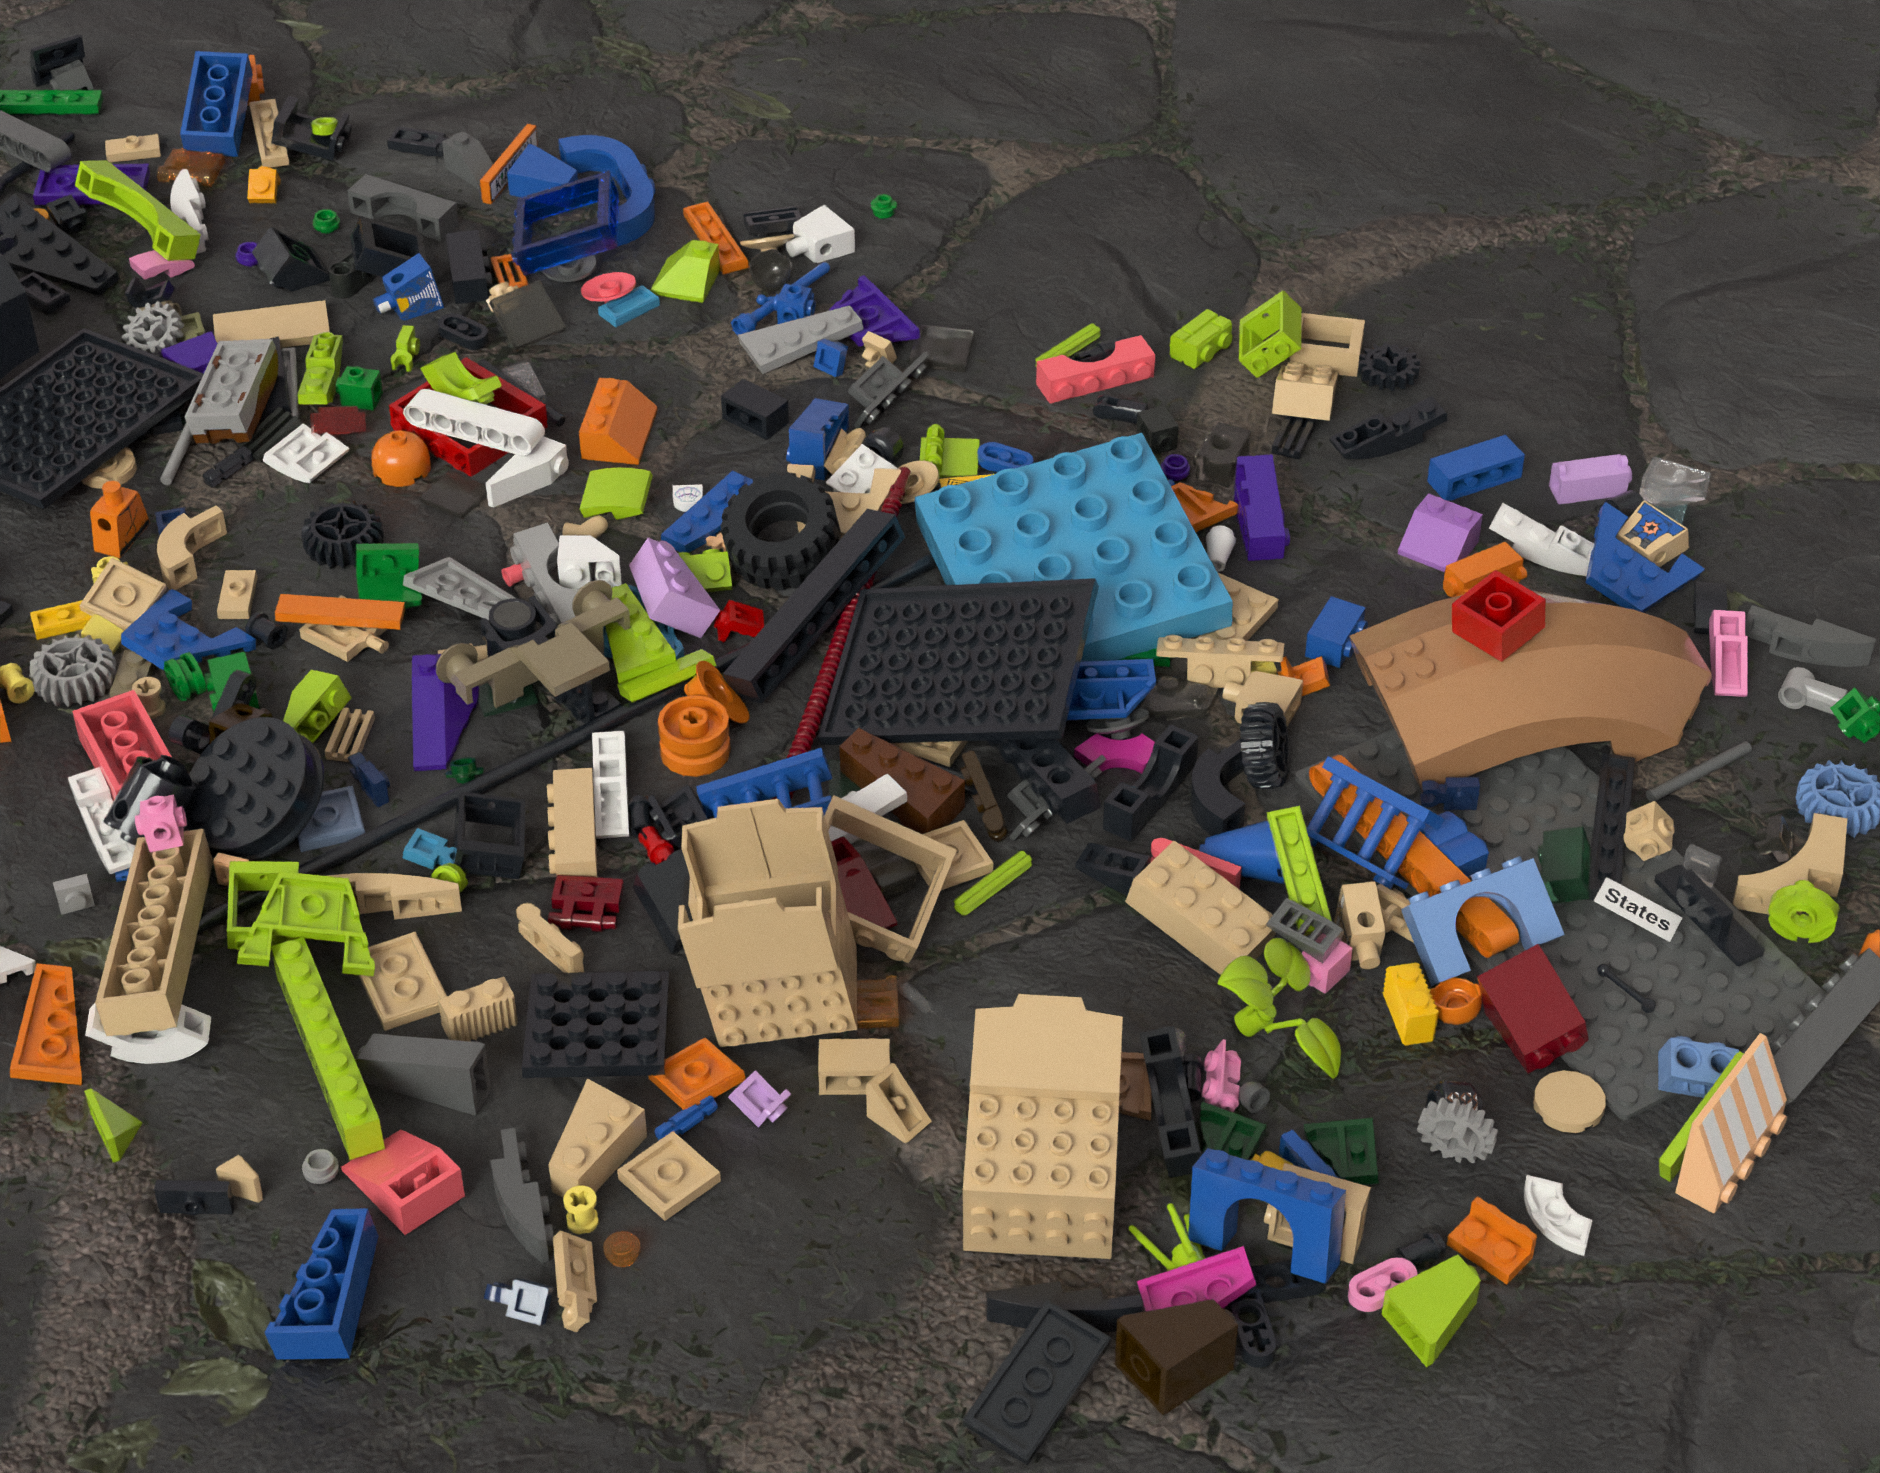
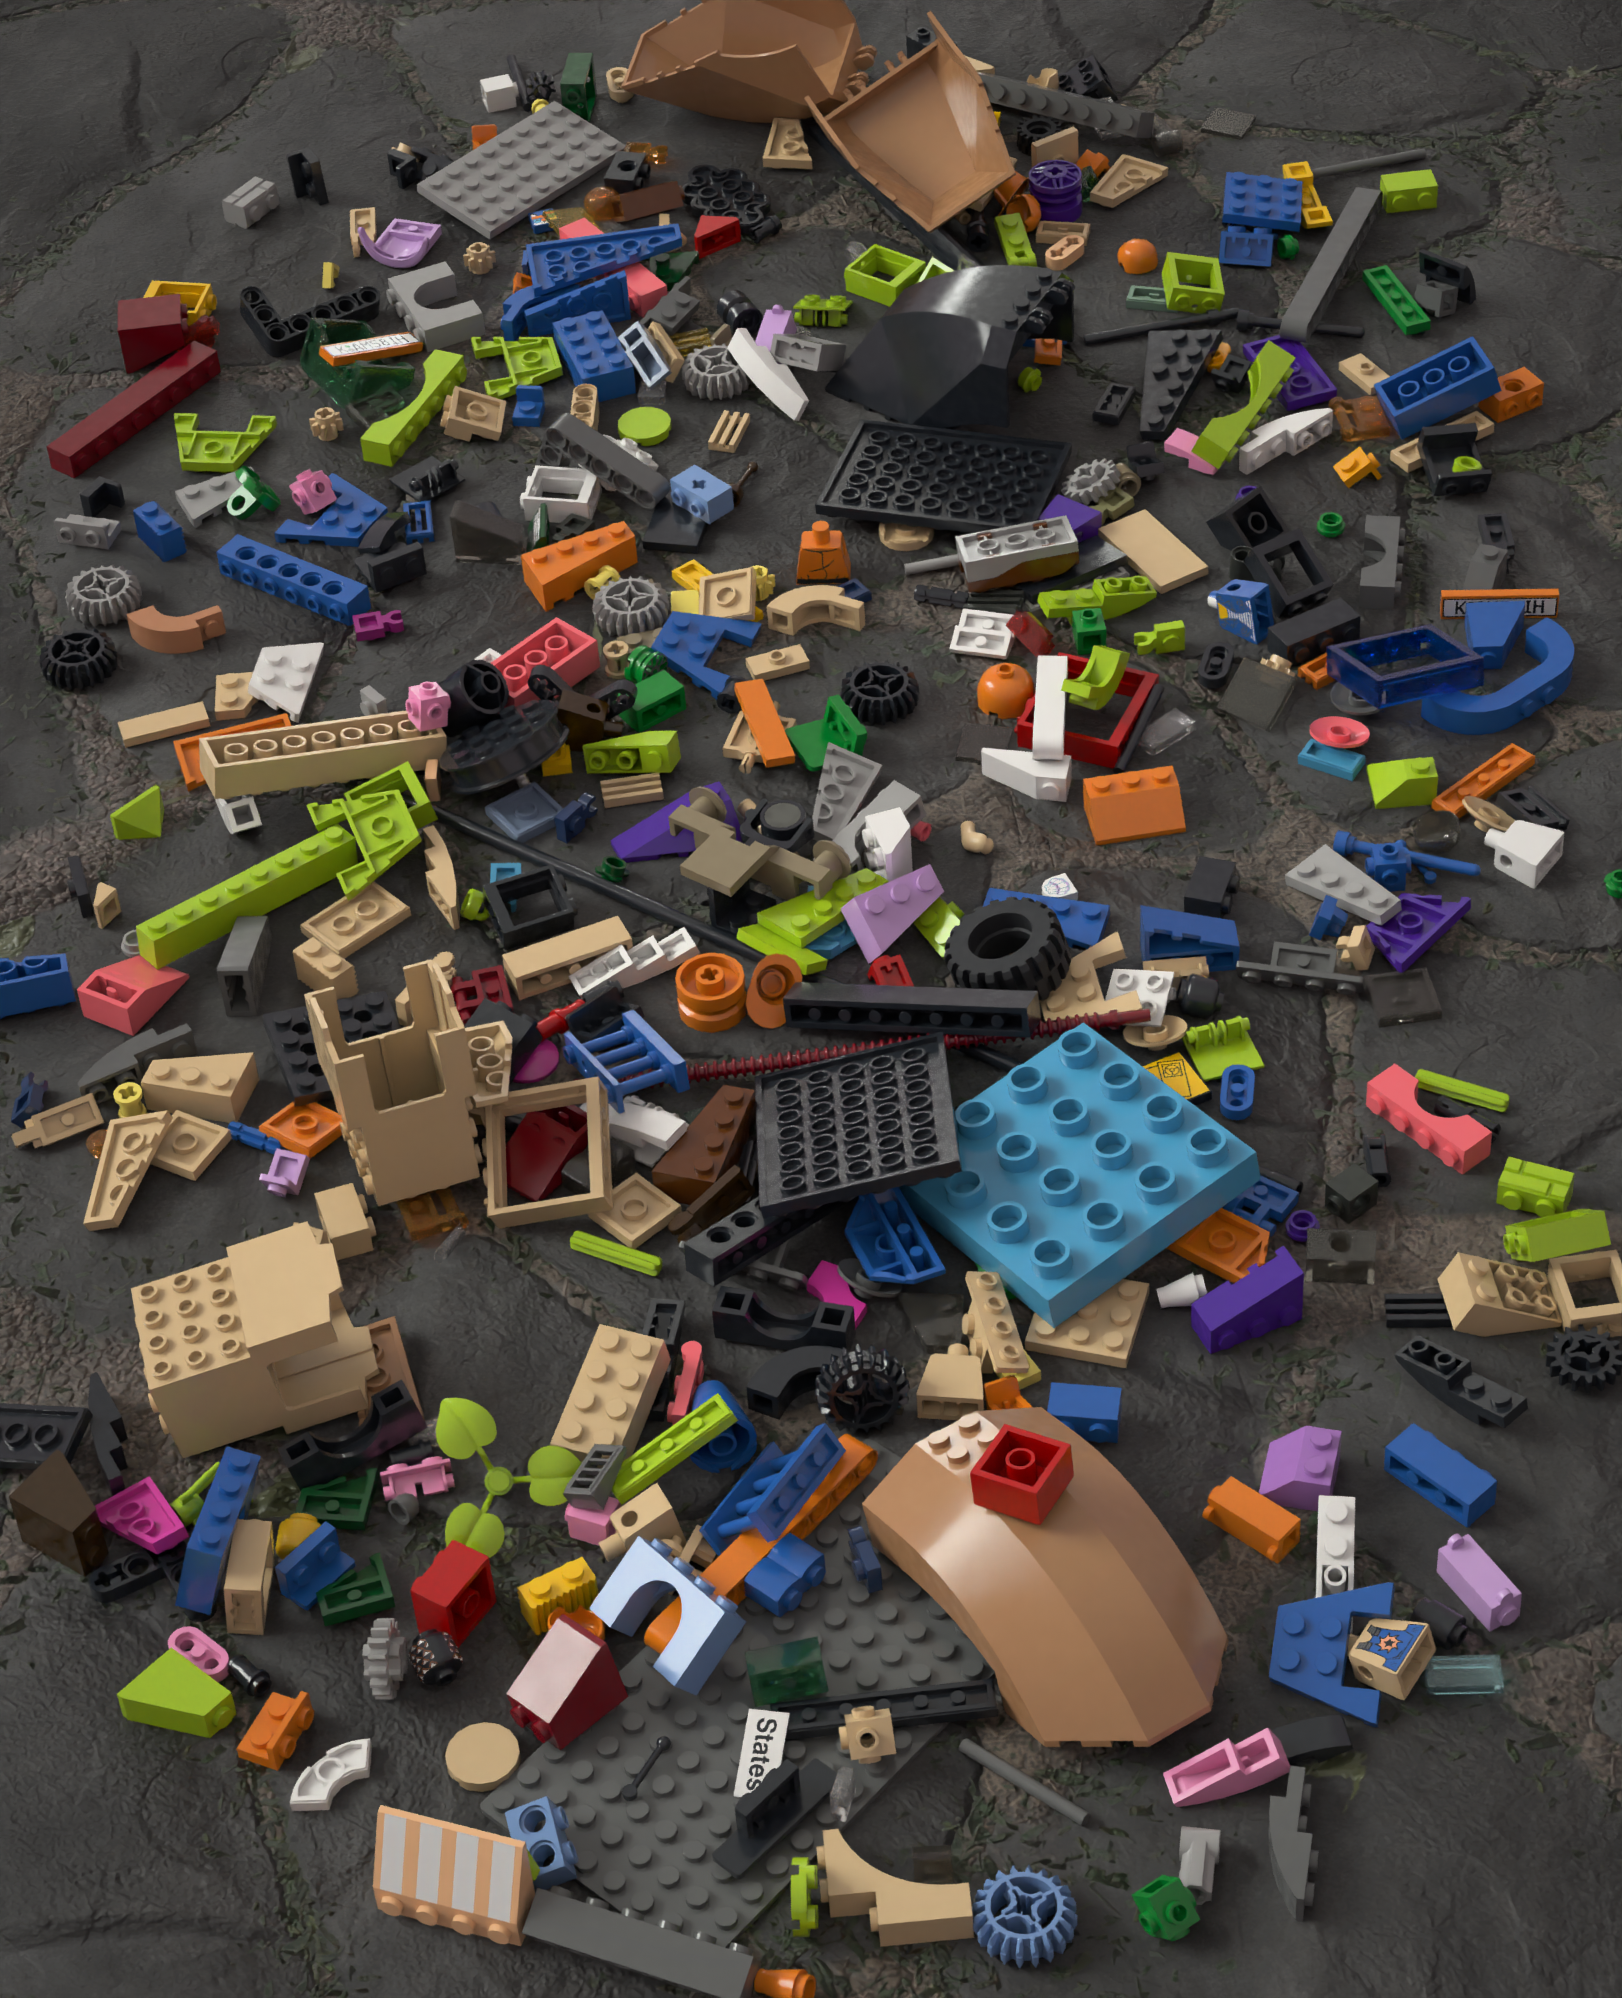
camera: 75 degrees right, 0 degrees up
(616, 491) = (1035, 840): lime slope -> none
(674, 1223) = (122, 1165): none -> tan wing
(1396, 1067) = (454, 1592): none -> red brick
(1673, 484) = (1493, 1651): clear slope -> none

